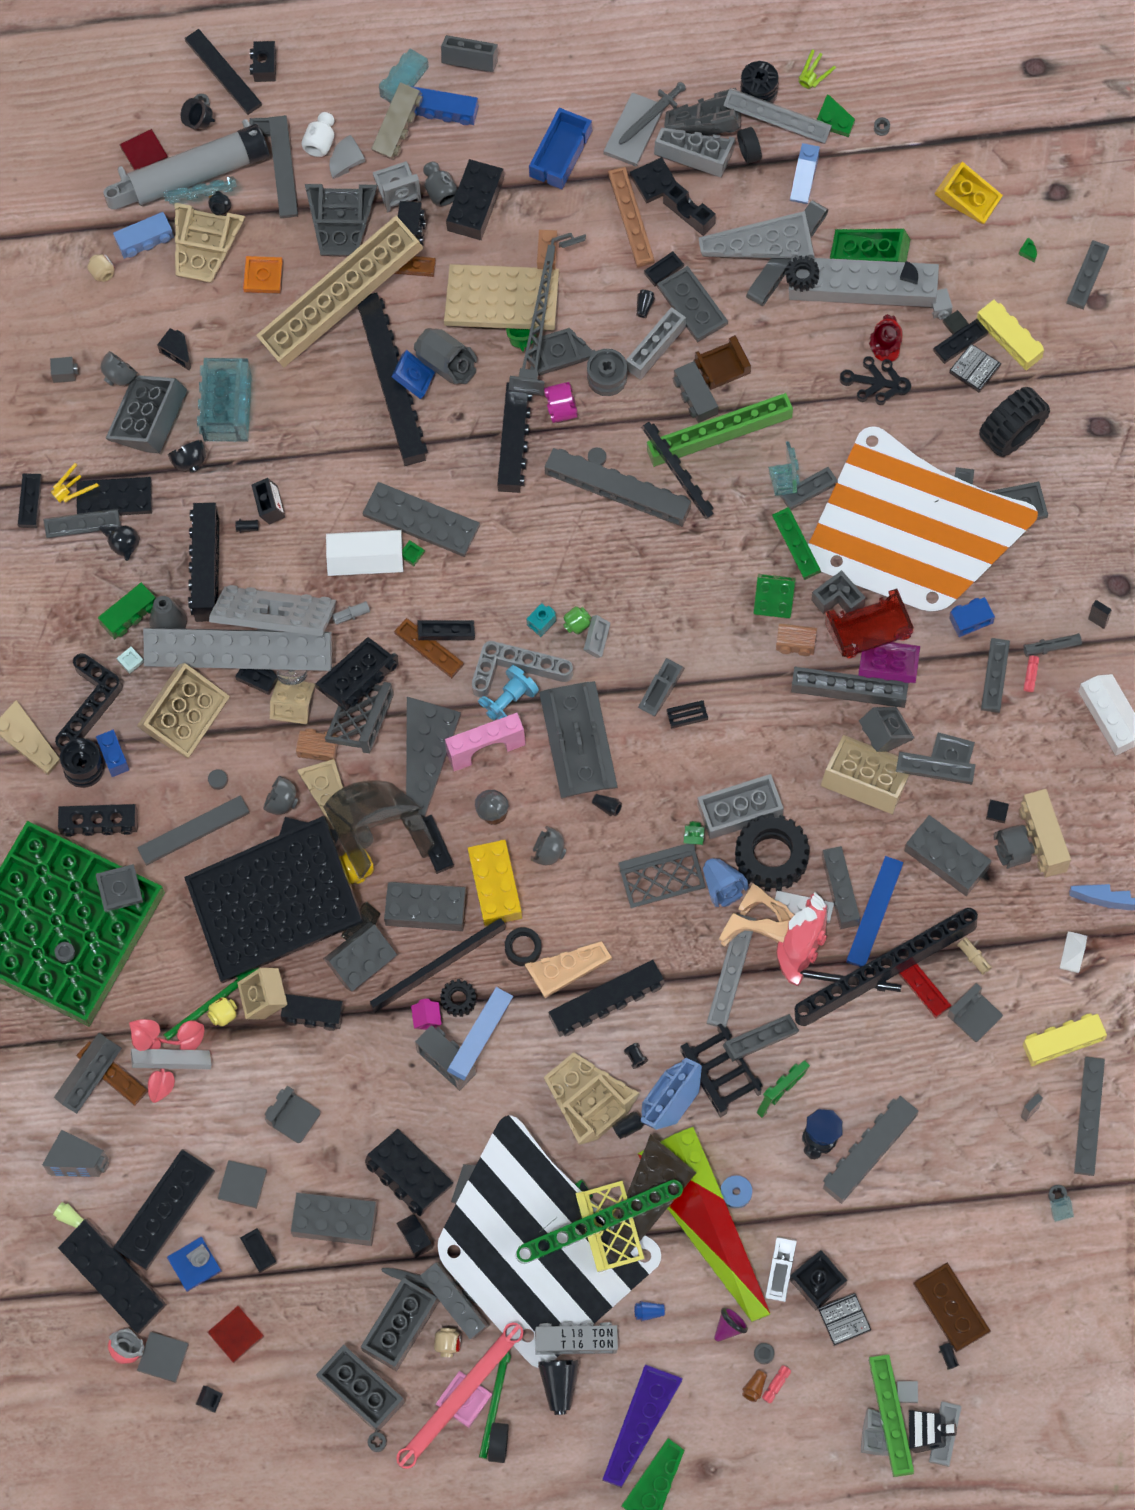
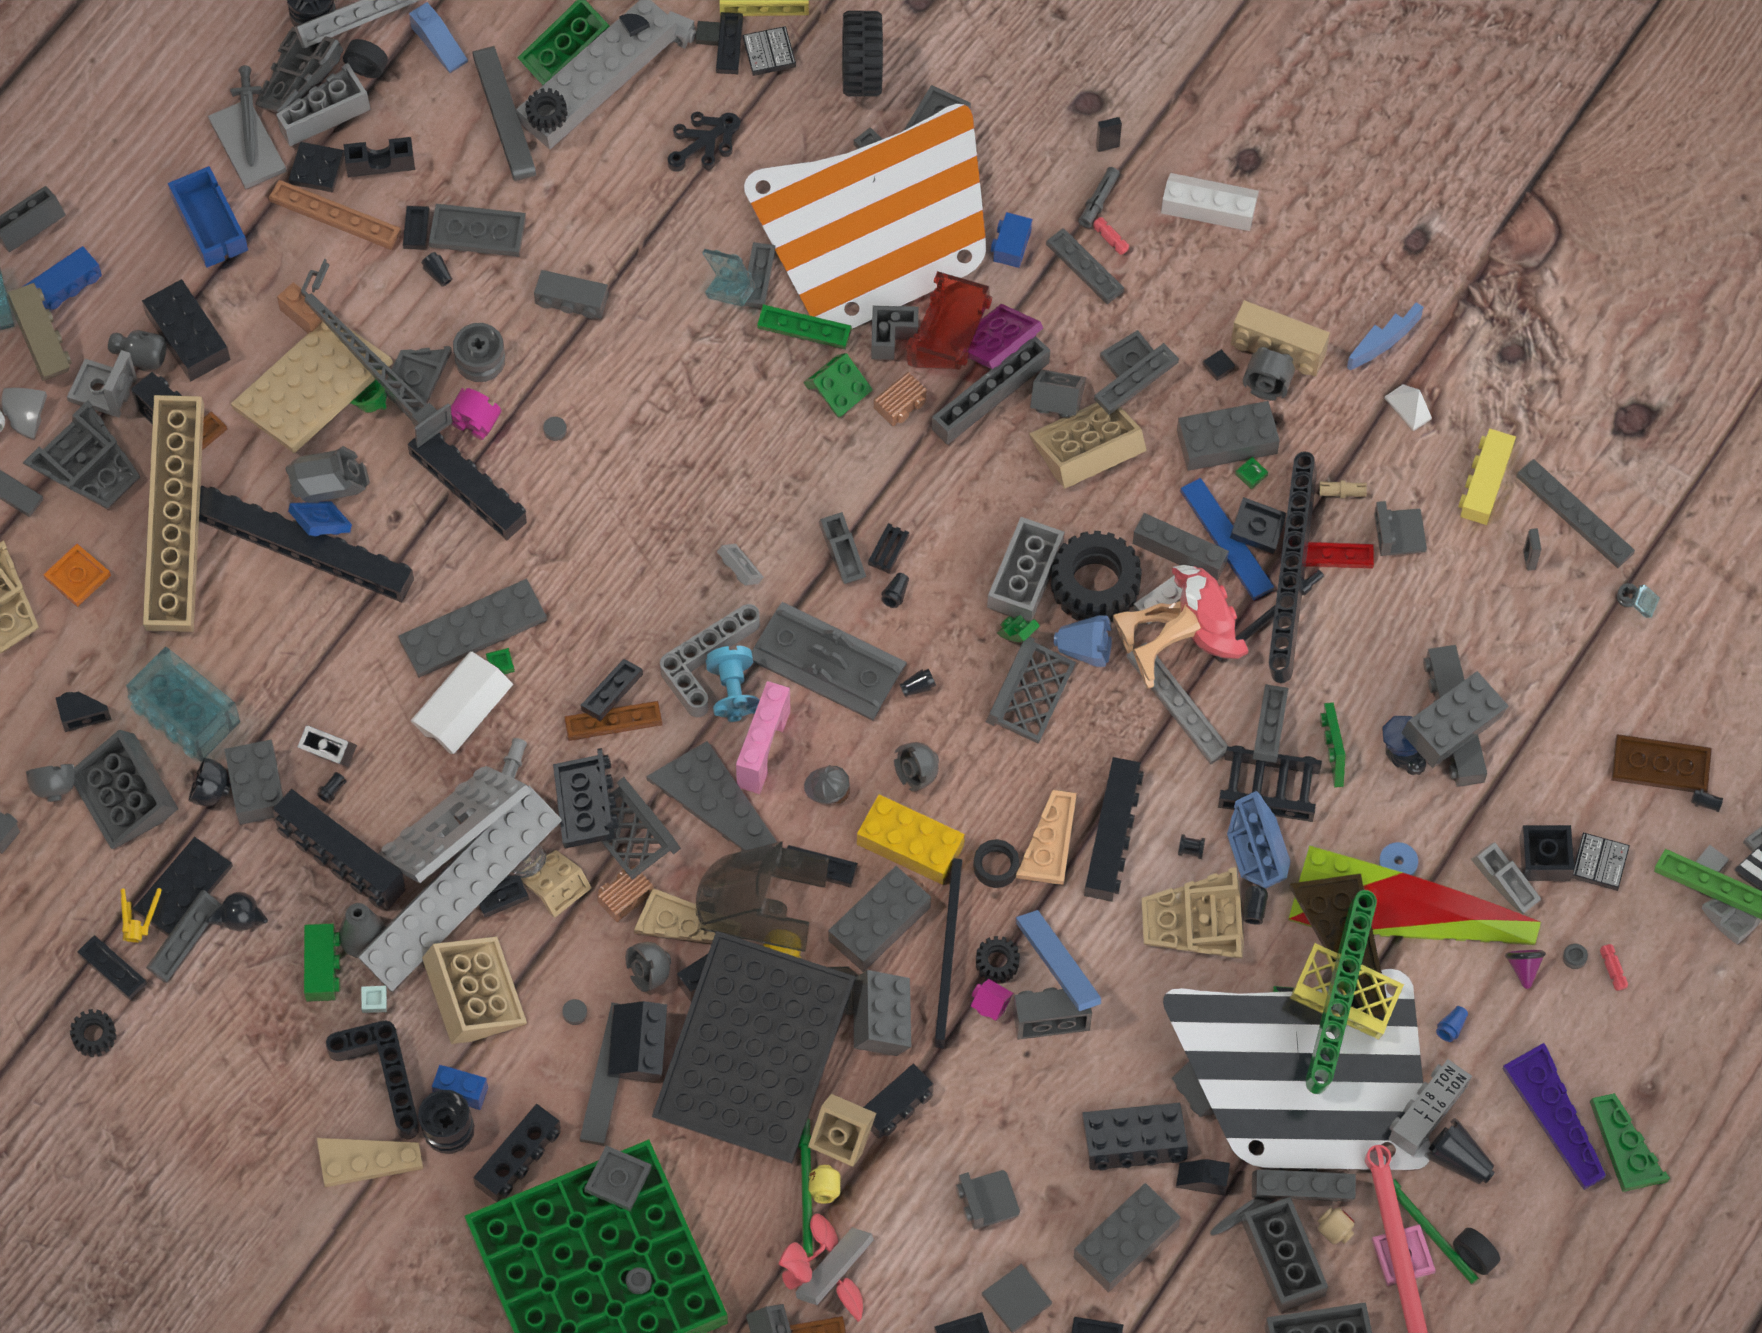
camera: 55 degrees left, 5 degrees down
(213, 478) = (254, 780): none -> dark grey brick
(224, 829) = (637, 1041): none -> black slope
(541, 619) = (680, 598): teal brick -> none
(577, 620) = (708, 568): bright green head -> none
(618, 487) = (604, 432): dark grey brick -> none
(656, 343) = (490, 286): light grey brick -> none
(659, 741) = (895, 591): none -> black cone
(682, 476) = (635, 363): black plate -> none
(723, 363) = (564, 247): reddish brown panel -> none
(724, 428) = (630, 302): bright green brick -> none
(753, 1389) = (1602, 987): dark orange cone -> none
(772, 238) = (483, 109): light grey wing -> none
(857, 1149) = (1454, 719): none -> dark grey brick
(886, 339) = (673, 97): dark red hair -> none
(898, 923) = (1258, 525): none -> black plate
(936, 891) = (1251, 473): none -> green tile

